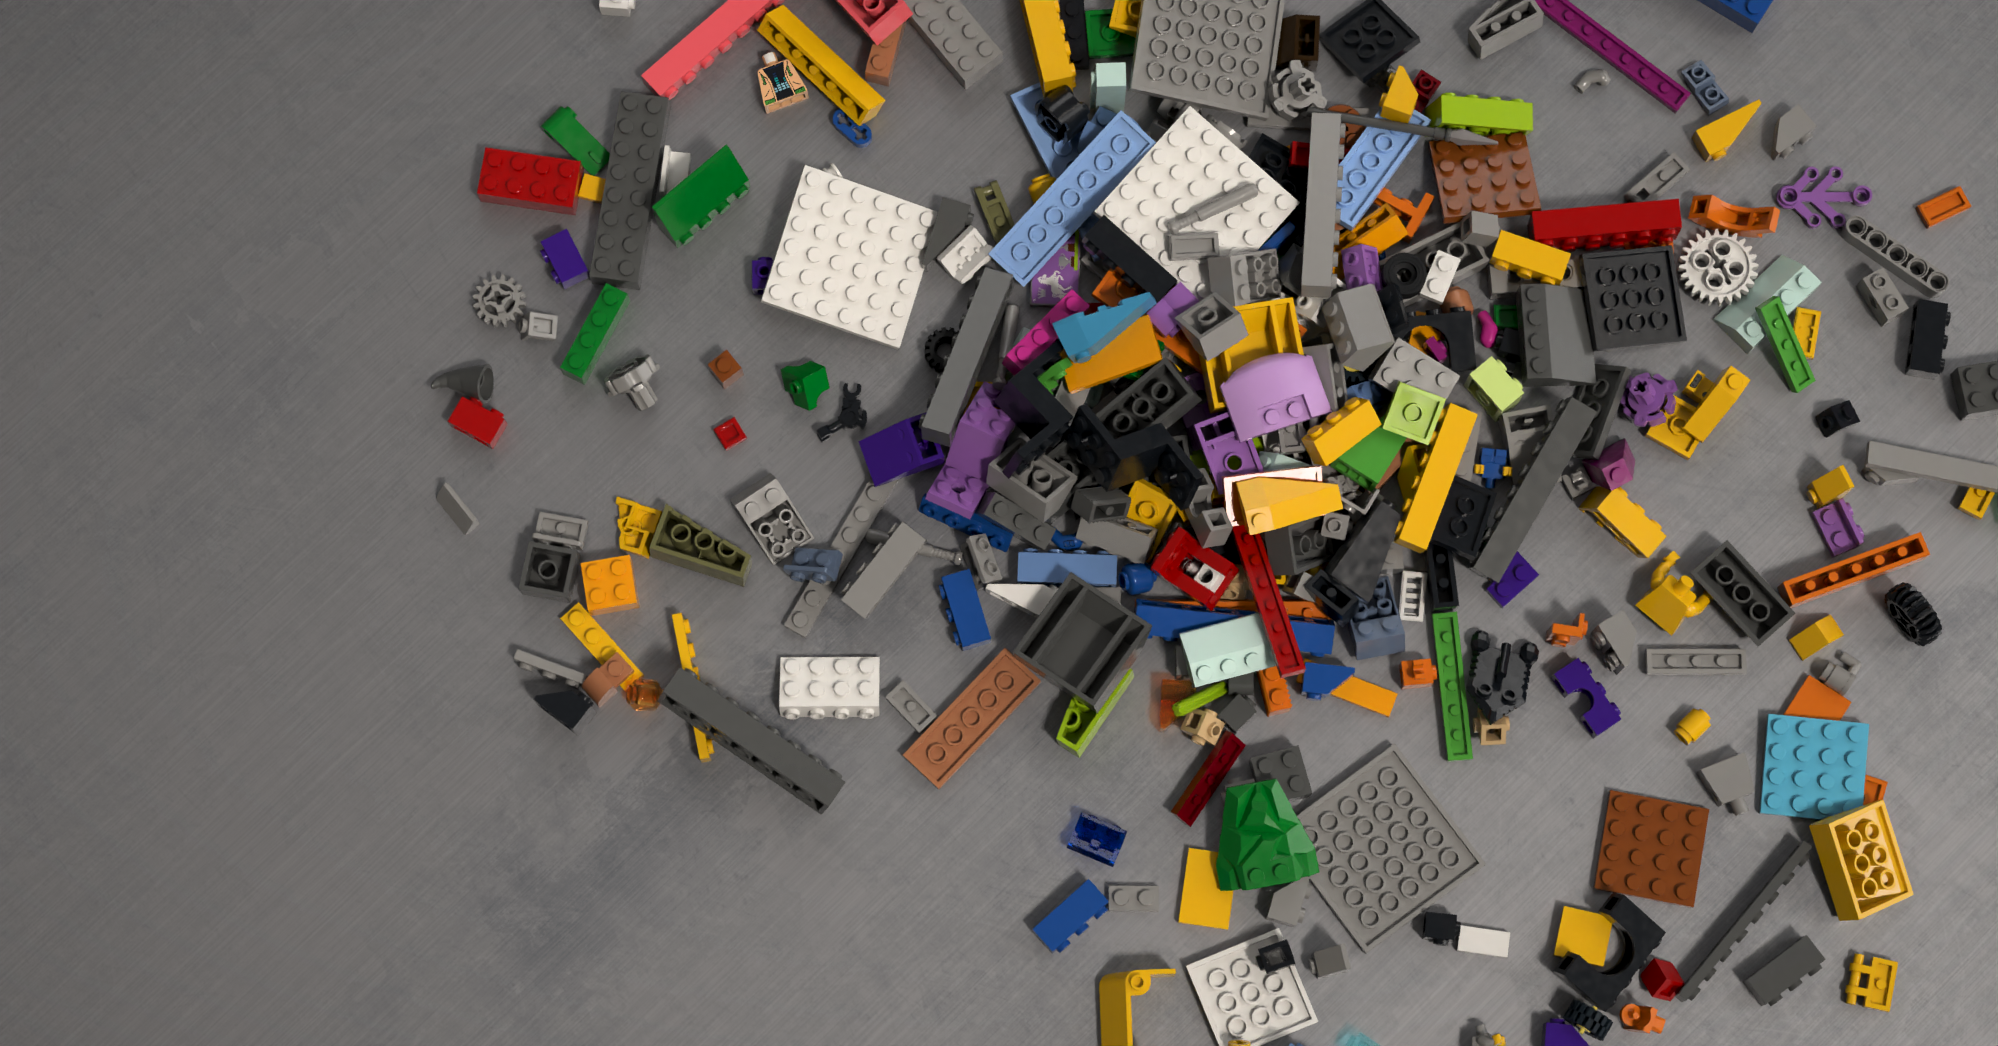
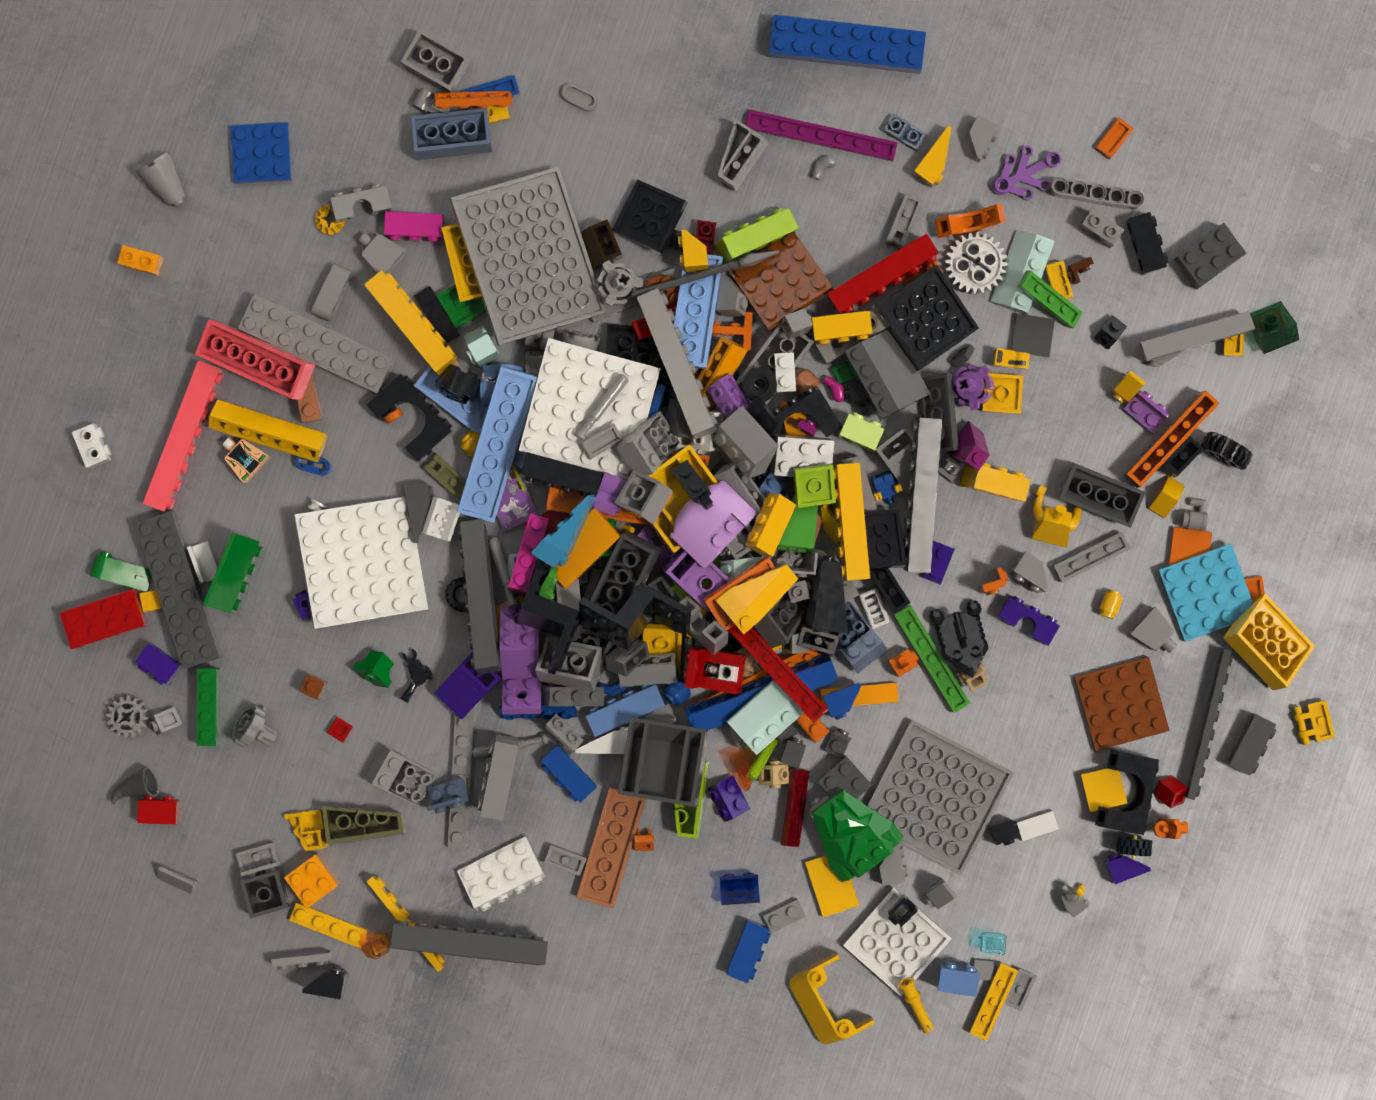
camera: 30 degrees left, 10 degrees up
(603, 681) = (345, 948): nougat brick -> none
(969, 117) = (394, 415): none -> orange tile
(991, 96) = (401, 392): none -> black arch
(1012, 730) = (644, 842): none -> orange tile
(1135, 730) = (728, 798): none -> dark purple bracket
(1274, 339) = (692, 484): none -> black hinge
(1295, 729) = (838, 743): none -> dark grey bracket
(1416, 171) = (730, 298): none -> light grey slope
(1653, 363) = (963, 355): none -> dark grey tile
(1716, 403) = (1021, 367): yellow slope -> none
(1758, 372) = (1033, 335): none -> dark grey tile
(1838, 327) = (1081, 266): none -> reddish brown bracket
(1856, 596) = (1182, 457): none -> black brick

